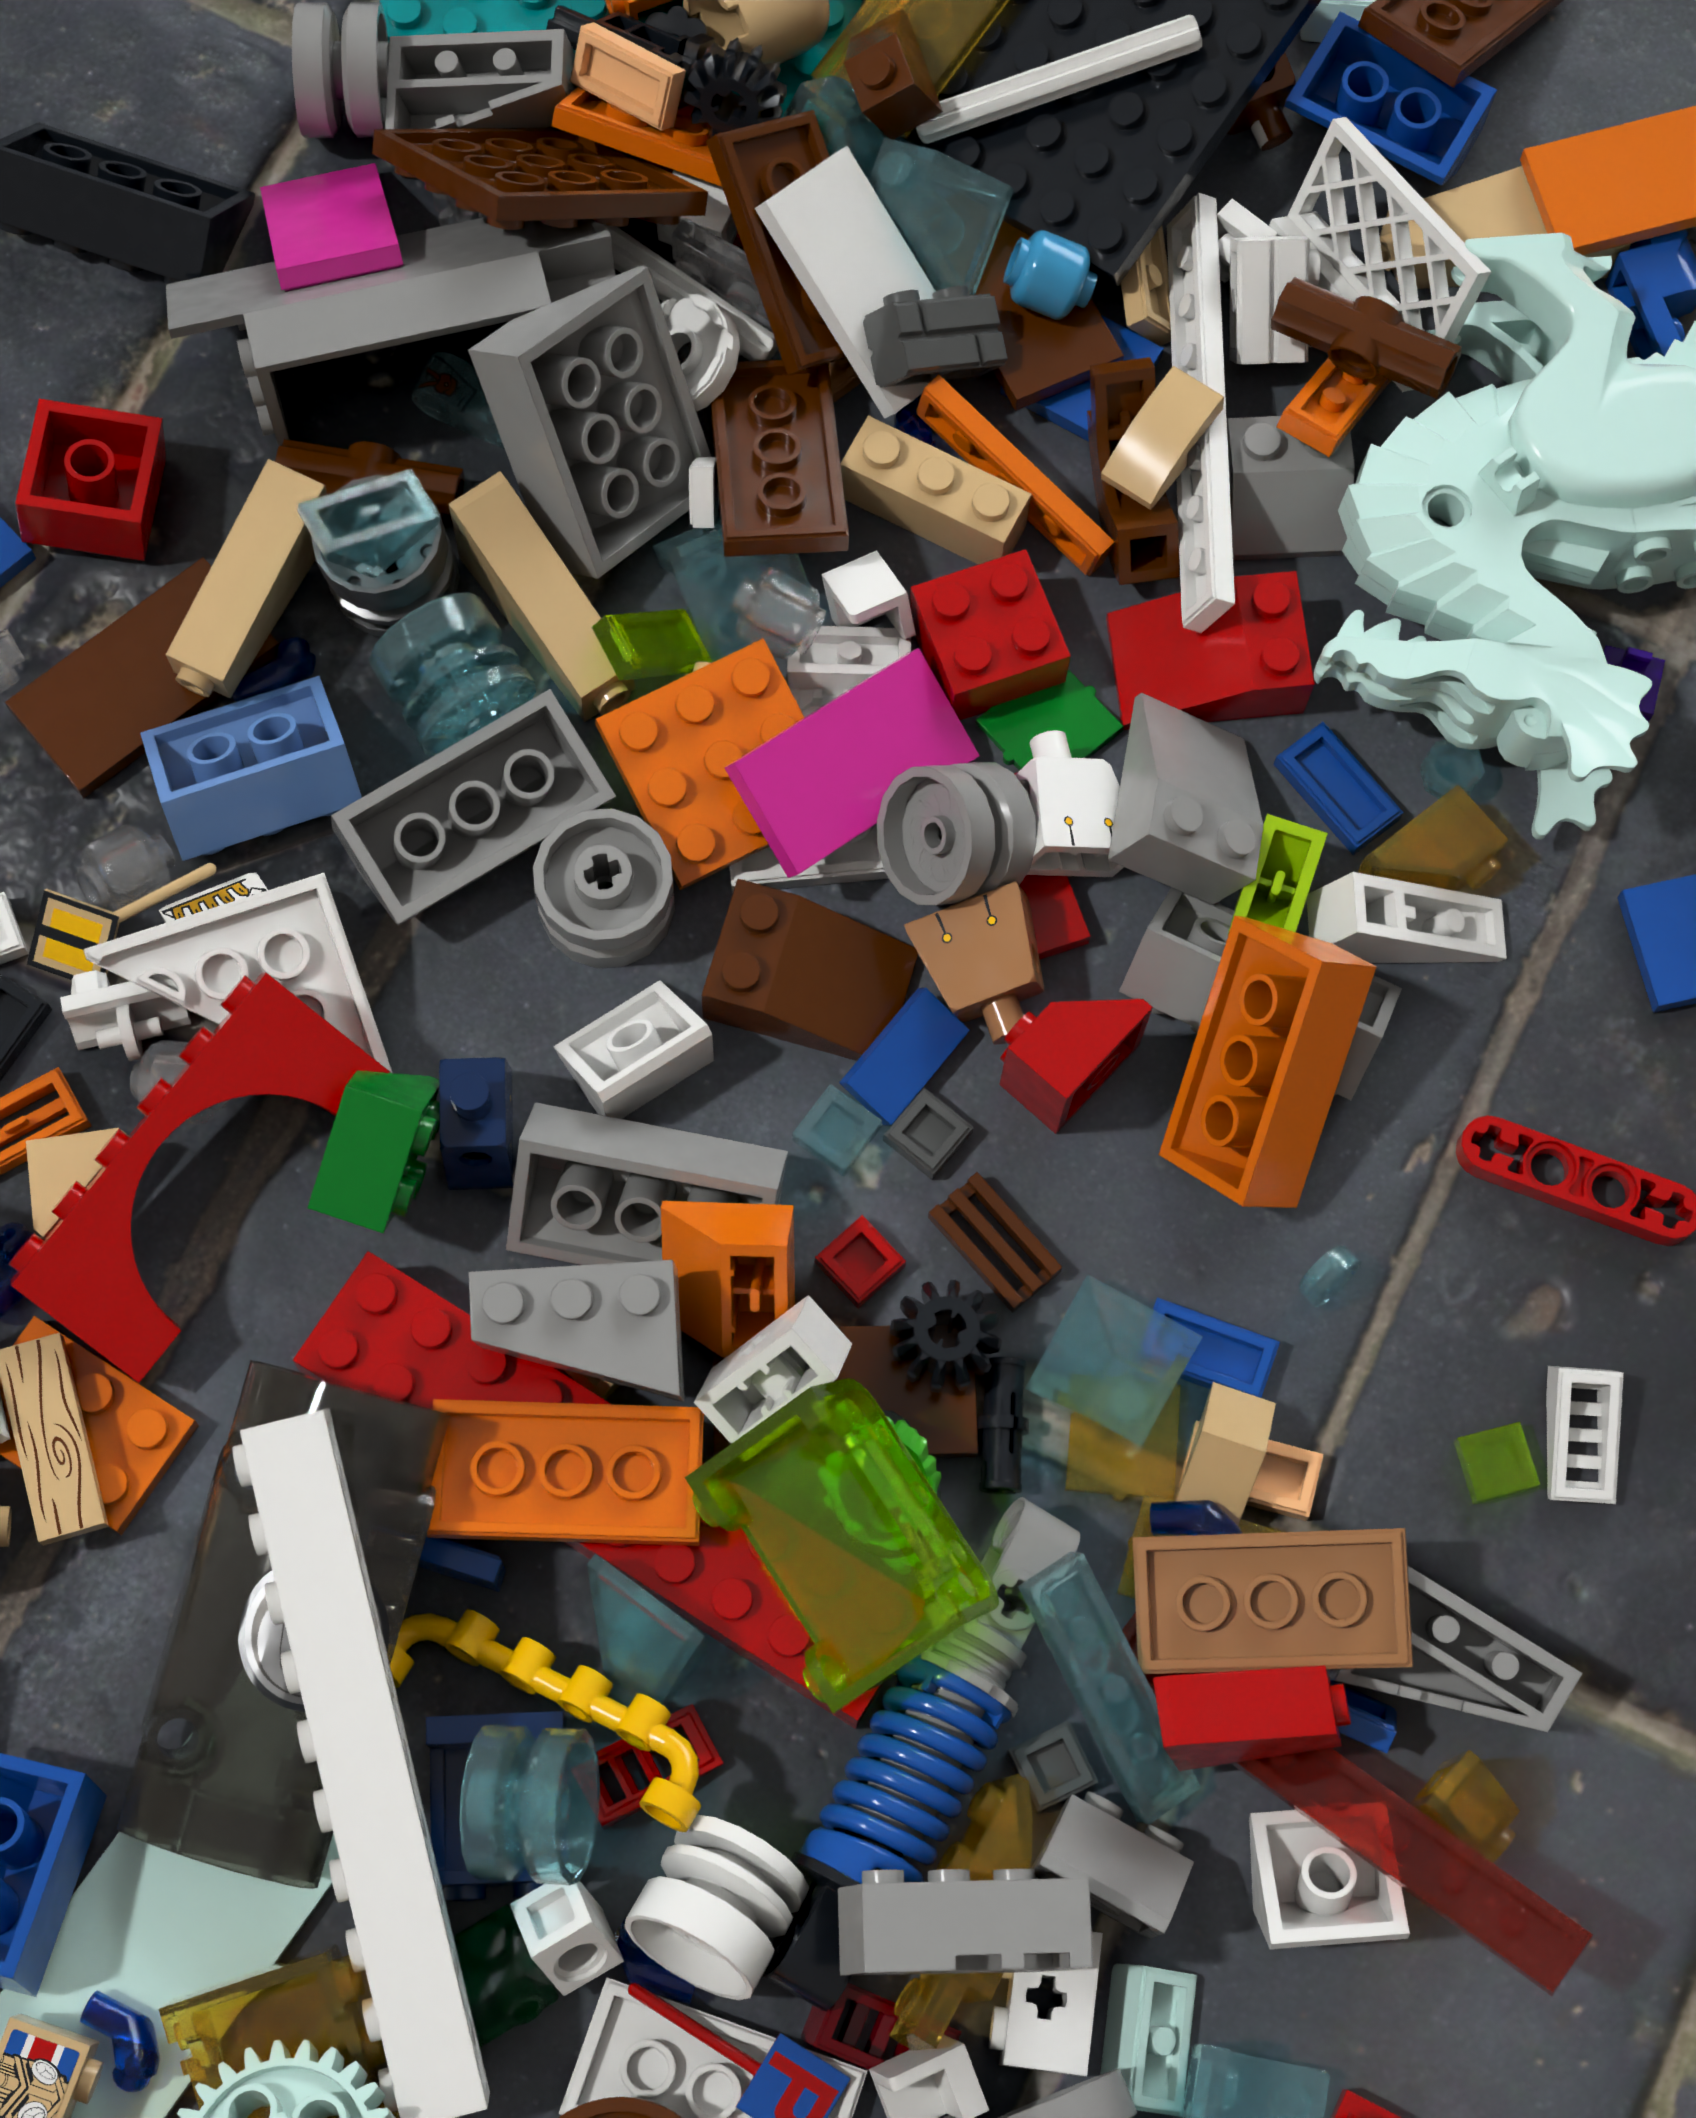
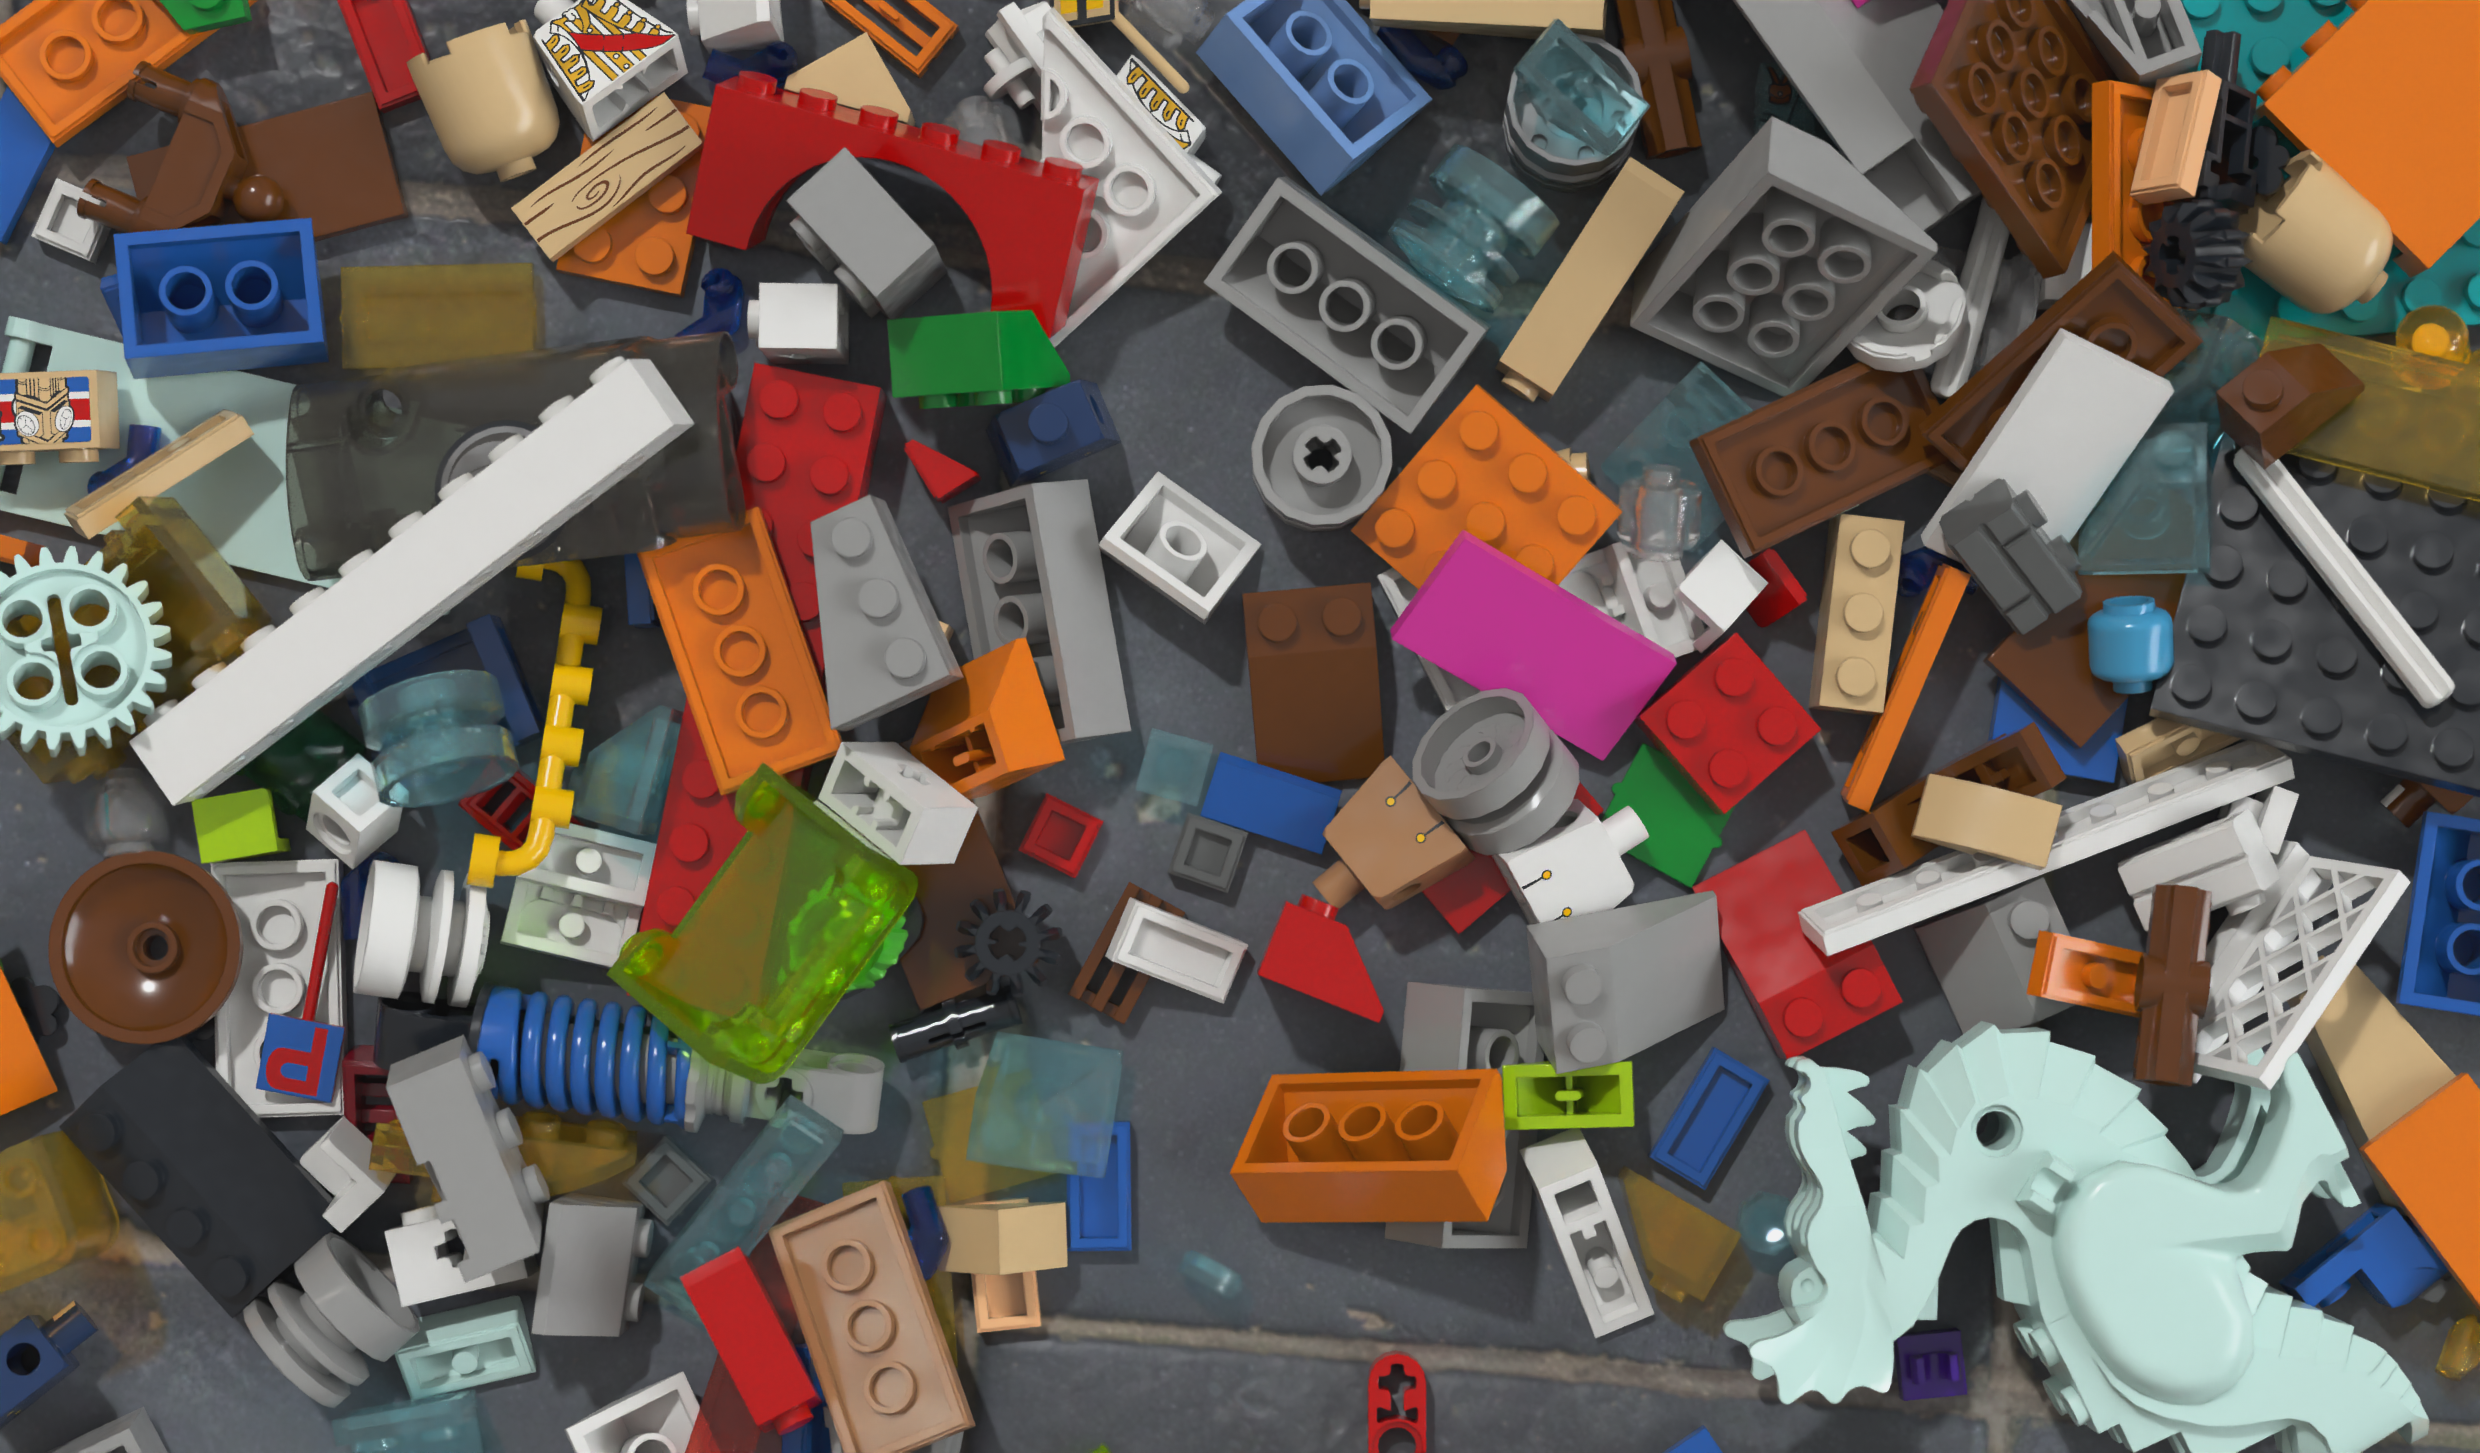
camera: 70 degrees right, 15 degrees up
(105, 1670) = (435, 313): none -> clear yellow piece
(140, 1998) = (158, 471): none -> tan tile
(216, 1384) = (721, 305): none -> clear blue arm
(219, 1202) = (858, 225): none -> light grey brick
(274, 1303) = (800, 323): none -> white brick
(468, 1239) = (940, 473): none -> red slope
(533, 2063) = (237, 826): none -> lime panel
(650, 643) = (1583, 404): clear neon green tile -> none
(703, 493) = (1762, 390): white tile -> none
(746, 1739) = (581, 897): none -> white slope
(891, 544) = (1780, 594): none -> red slope
(1010, 1190) = (1176, 950): none -> white tile

